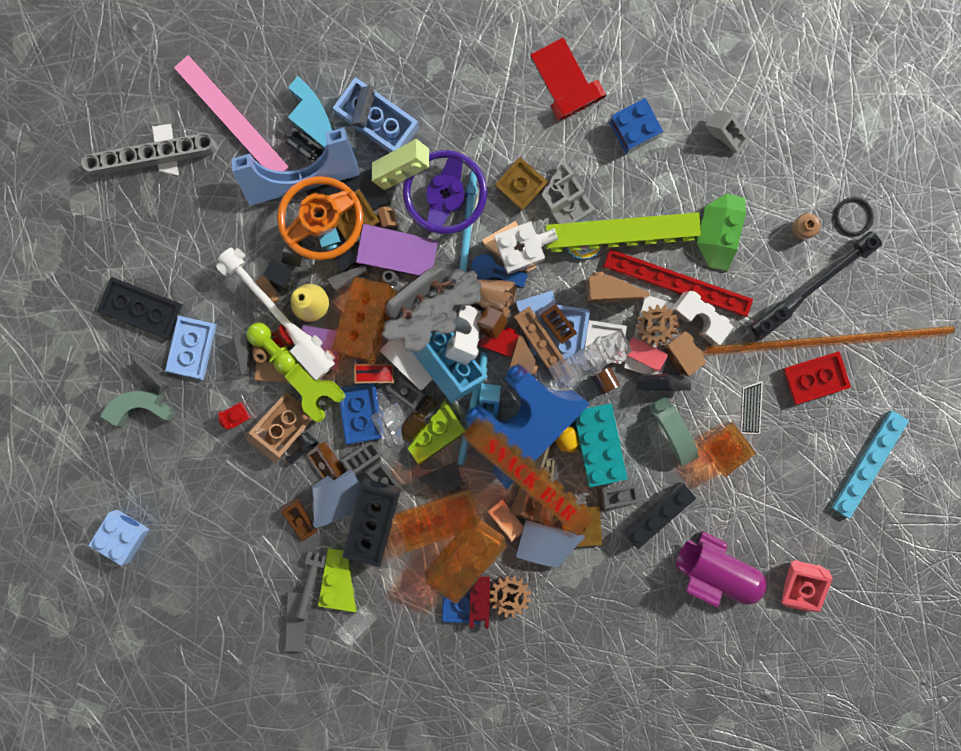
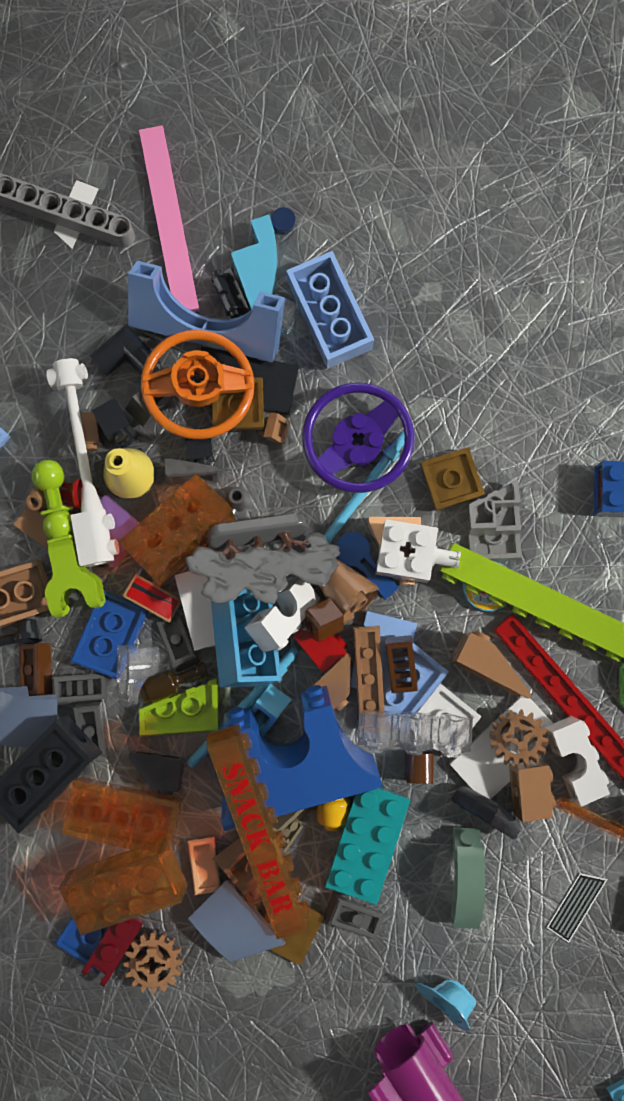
camera: 30 degrees right, 5 degrees down
(243, 353) = (18, 487): dark grey slope -> none
(255, 221) = (122, 347): none -> black brick
(308, 74) = (283, 220): none -> dark blue tile
(330, 240) = (195, 416): medium azure brick -> none
(363, 106) = (321, 288): dark grey slope -> none
(395, 250) = (262, 471): medium lavender tile -> none
(400, 164) = (325, 377): yellowish green brick -> none
(566, 80) = (571, 392): red piece -> none
(647, 354) = (486, 765): coral slope -> none
(659, 515) = (389, 971): black brick -> none
(706, 510) = (451, 999): none -> medium azure piece
(726, 449) = (518, 939): clear orange brick -> none

